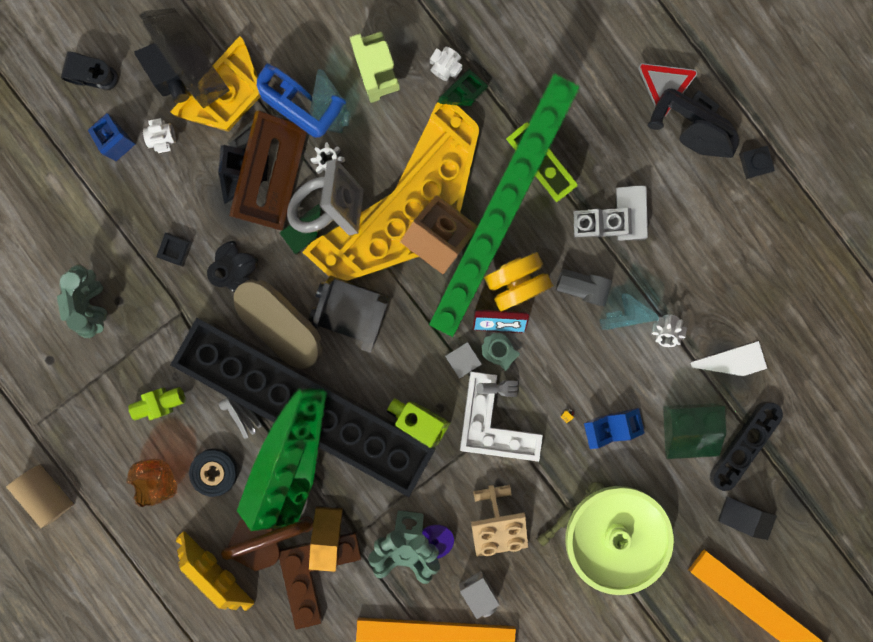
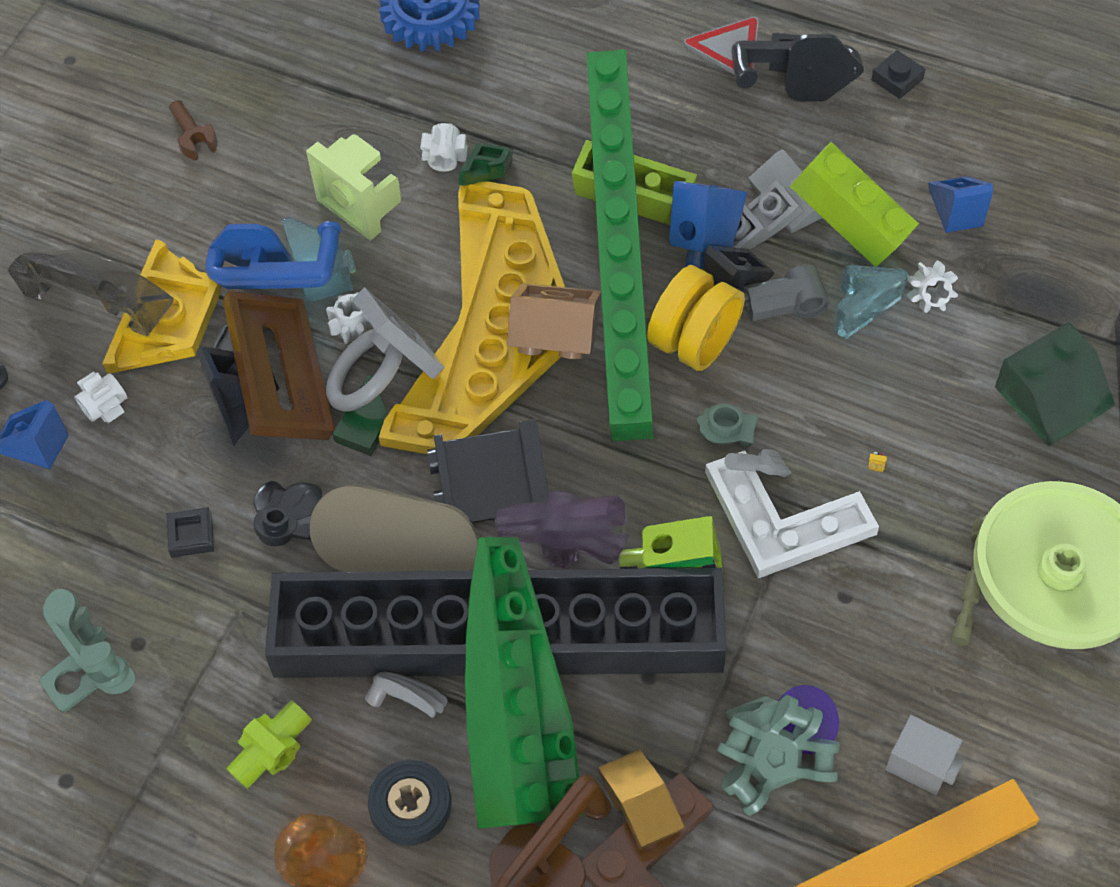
camera: 25 degrees left, 30 degrees down
(161, 73) = (71, 321): black torso -> none
(367, 375) = (568, 526): none -> clear purple piece
(463, 360) = (685, 463): light grey tile -> none
(498, 533) = (887, 644): tan plate -> none
(500, 321) = (702, 386): slope -> none
(566, 215) = (704, 217): none -> blue torso
(566, 254) = (735, 266): none -> black slope
(614, 427) = (950, 438): blue slope -> none
(658, 255) = (854, 204): none -> lime brick
(728, 277) = (961, 202): none -> blue slope
(737, 361) = (1049, 285): white sticker -> none

